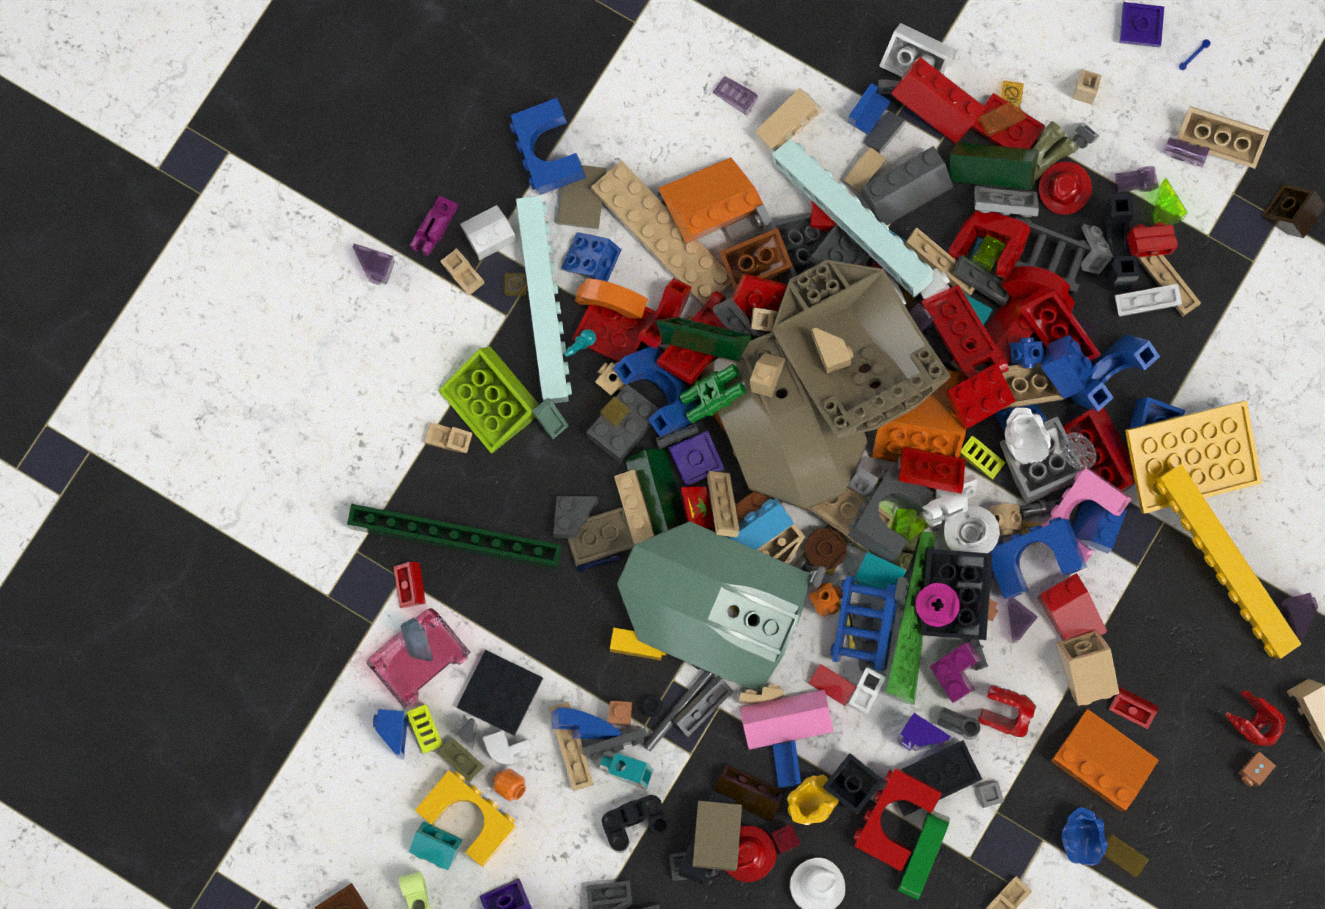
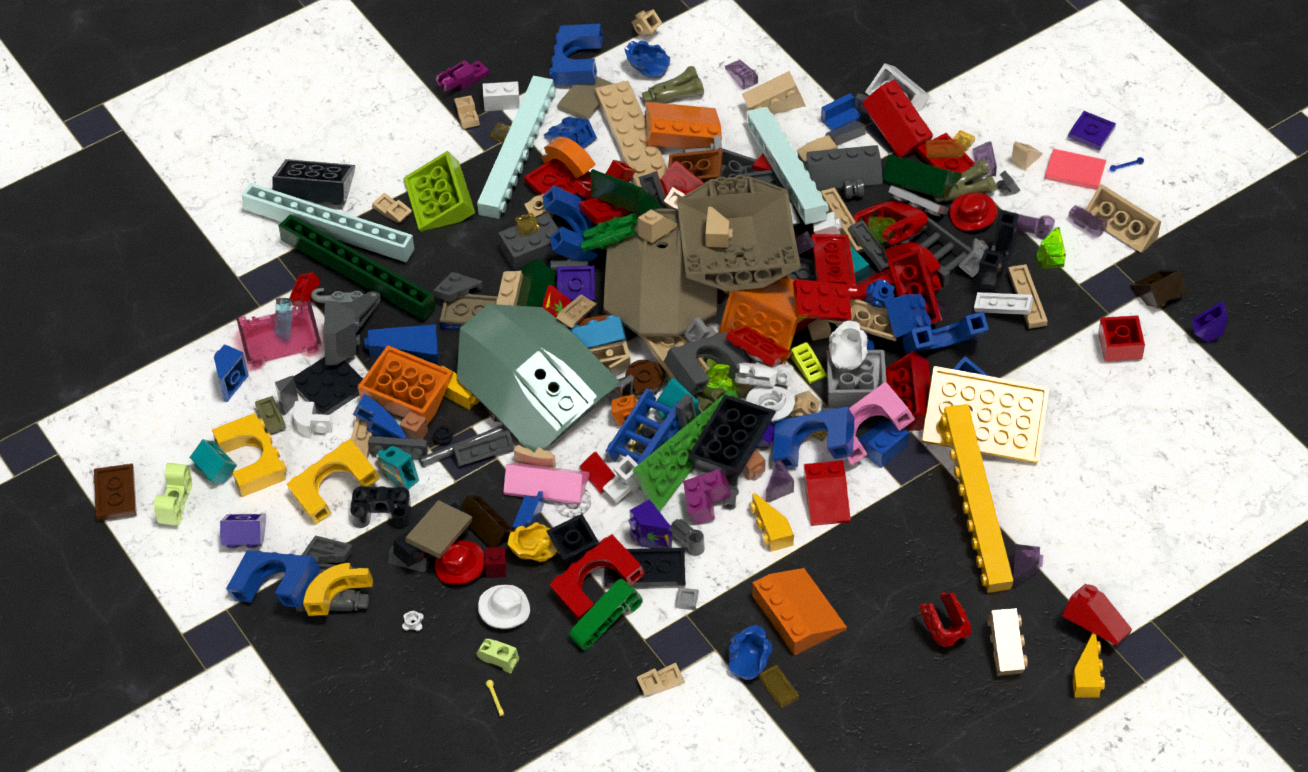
camera: 25 degrees right, 25 degrees down
(344, 437) = (314, 180): none -> black slope
(375, 264) = (404, 84): clear purple slope -> none
(392, 491) = (329, 221): none -> light aqua brick
(420, 710) = (255, 372): neon yellow slope -> none
(479, 618) = (343, 319): none -> dark grey slope
(509, 784) = (297, 444): orange head -> none
(548, 836) = (344, 458): none -> yellow arch
(550, 418) = (476, 217): sand green tile -> none
(556, 611) = (414, 340): none -> blue slope
(585, 339) = (534, 178): teal bar -> none
(587, 667) = (406, 384): none -> orange slope
(602, 70) = (646, 22): none -> tan brick
(628, 121) = (647, 59): none -> blue hair
(665, 155) = (681, 86): none -> olive piece
(928, 209) = (853, 189): none -> dark grey wheel
(931, 594) = (715, 442): dark pink plate -> none
(1016, 727) = (745, 536): red piece -> none
(1038, 675) = (775, 526): none -> yellow slope
(1046, 108) = (986, 151): none -> clear purple slope
(1078, 451) = (887, 375): clear wheel -> none
(1088, 668) = (818, 535): tan slope -> none
(1133, 708) = (844, 582): red slope -> none
(1145, 83) = (1075, 169): none -> coral tile
(1152, 240) = (1025, 262): red brick -> none
(1256, 770) = (928, 663): nougat brick -> none
(1284, 296) = (1121, 338): none -> red brick

